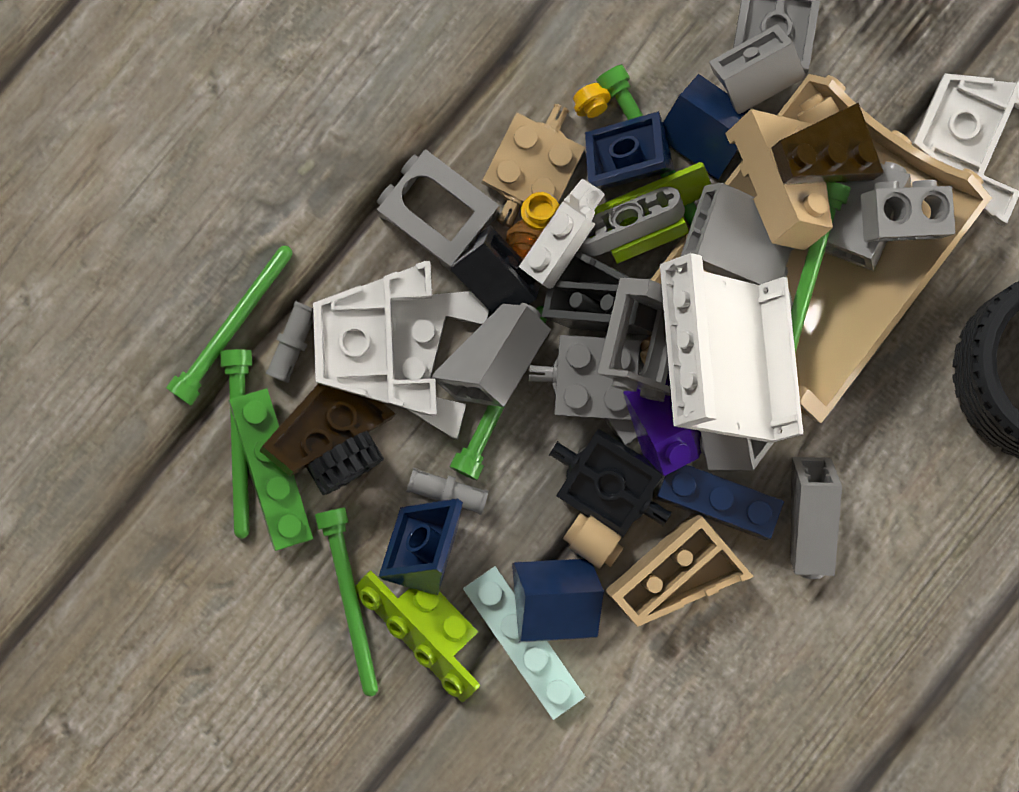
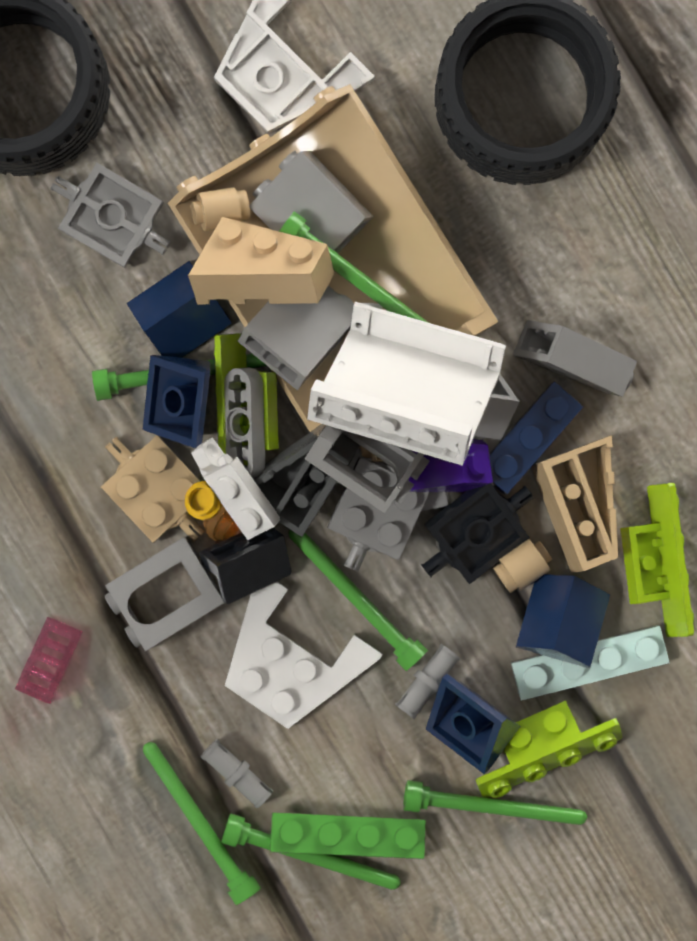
camera: 75 degrees left, 5 degrees up
(318, 140) = (37, 691): none -> clear pink slope
(320, 424) = (323, 770): dark brown wing -> none
(345, 463) = (369, 766): black tyre -> none
(357, 343) = (261, 714): white wing -> none
(494, 356) = (322, 593): light grey slope -> none
(591, 100) = (115, 412): yellow plate -> none
(646, 670) = (657, 561): none -> lime bracket
(758, 68) = (145, 248): light grey panel -> none
(829, 151) = (254, 217): dark brown wing -> none
(908, 217) = (343, 170): light grey brick -> none

